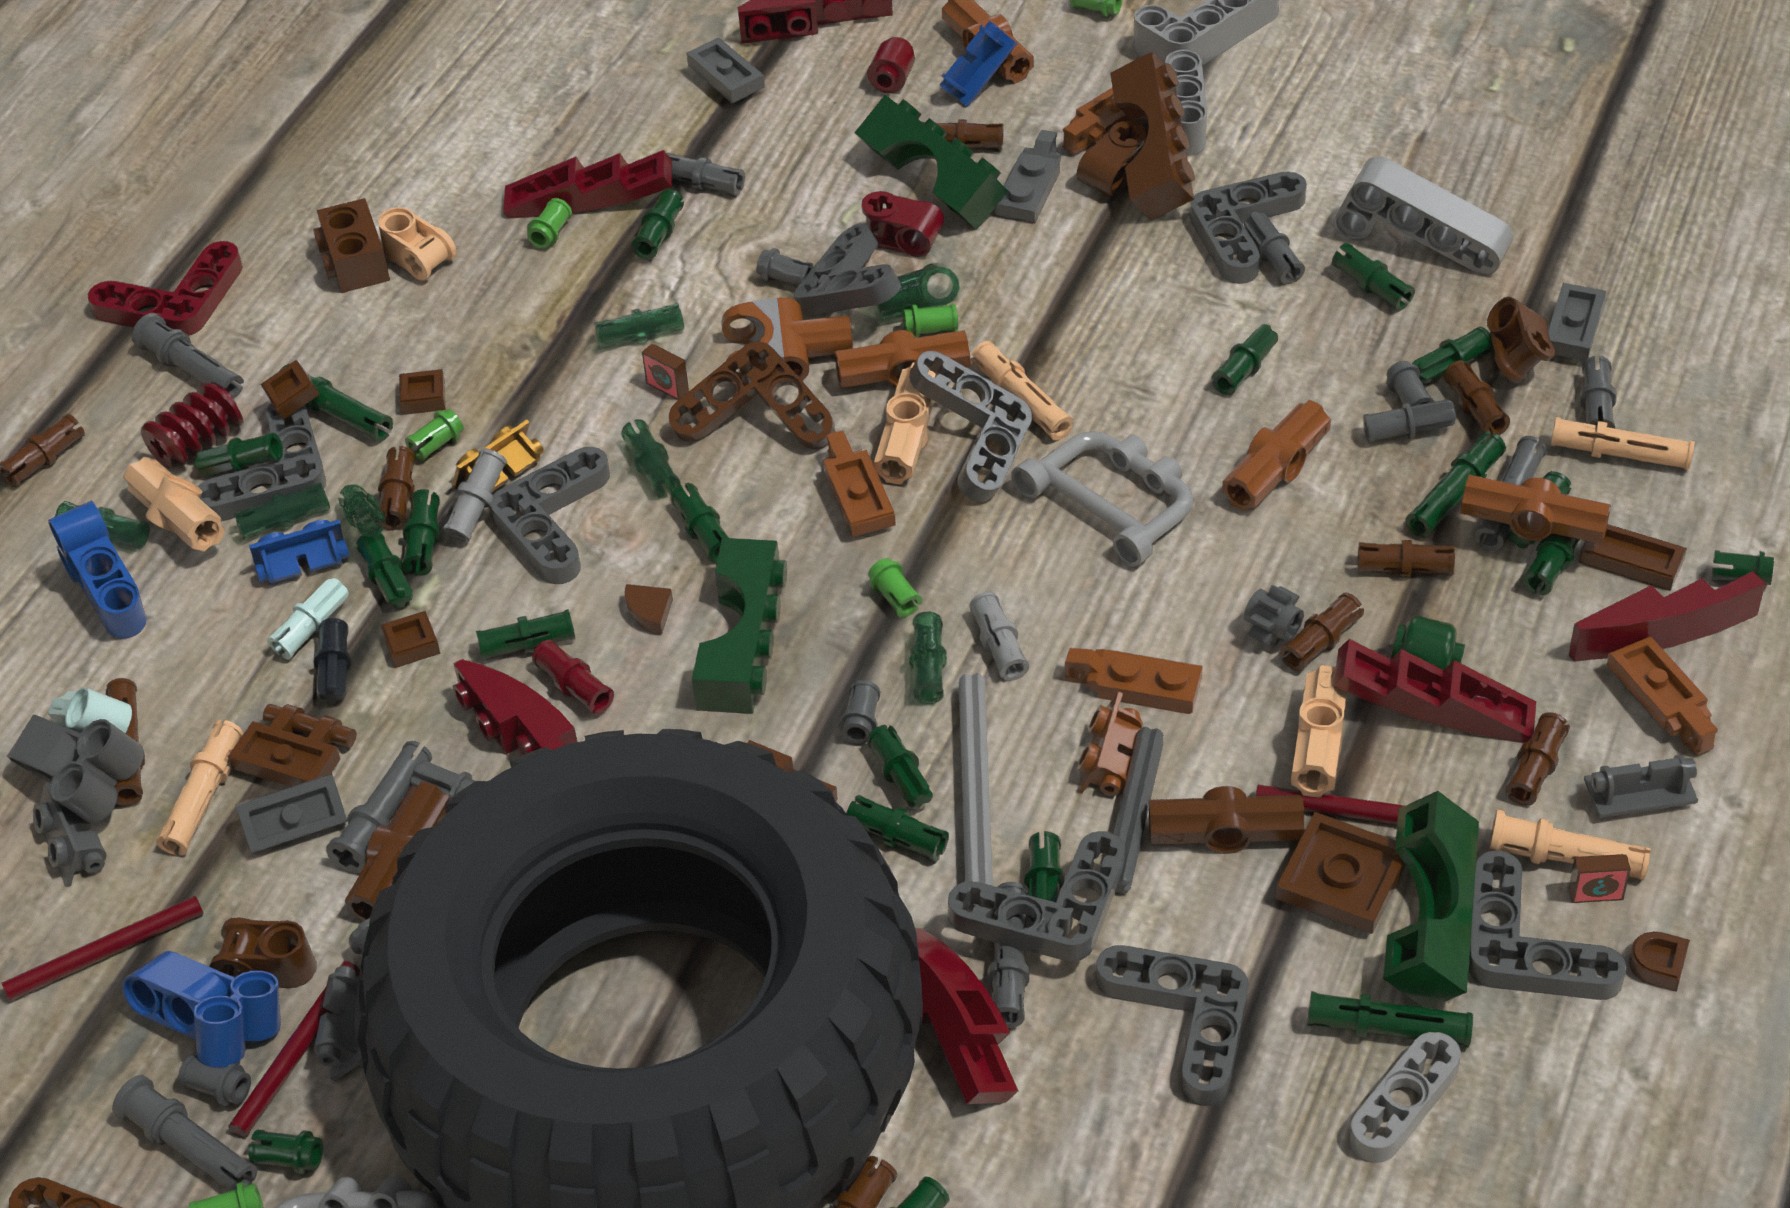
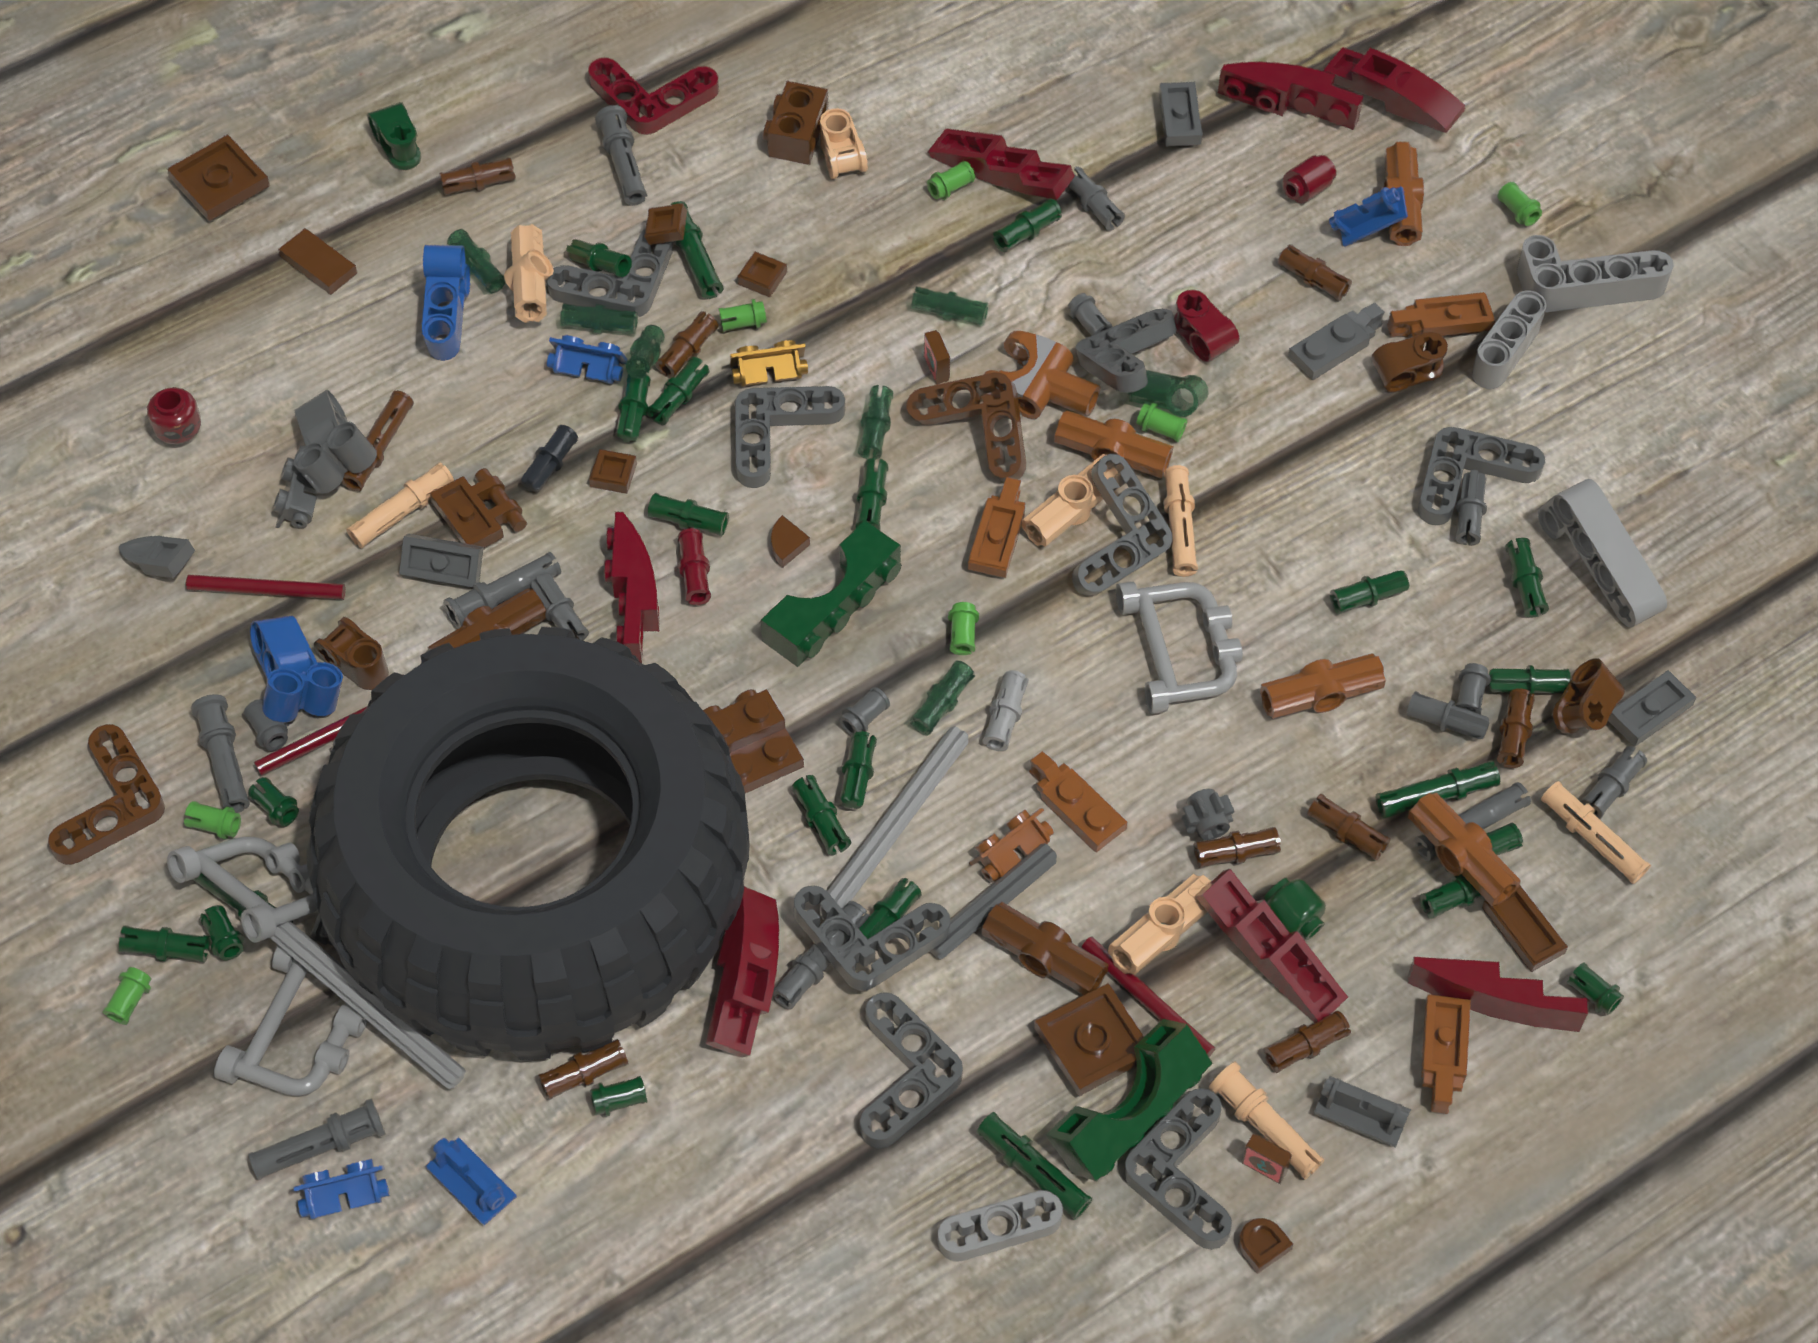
camera: 30 degrees right, 10 degrees up
(81, 708) = (362, 409): light aqua piece -> none
(190, 422) = (585, 214): dark red piece -> none
(307, 617) = (556, 414): light aqua axle -> none
(475, 494) = (730, 383): light grey pin -> none
(961, 183) = (1273, 320): dark green arch -> none
(1160, 174) = (1429, 395): reddish brown arch -> none

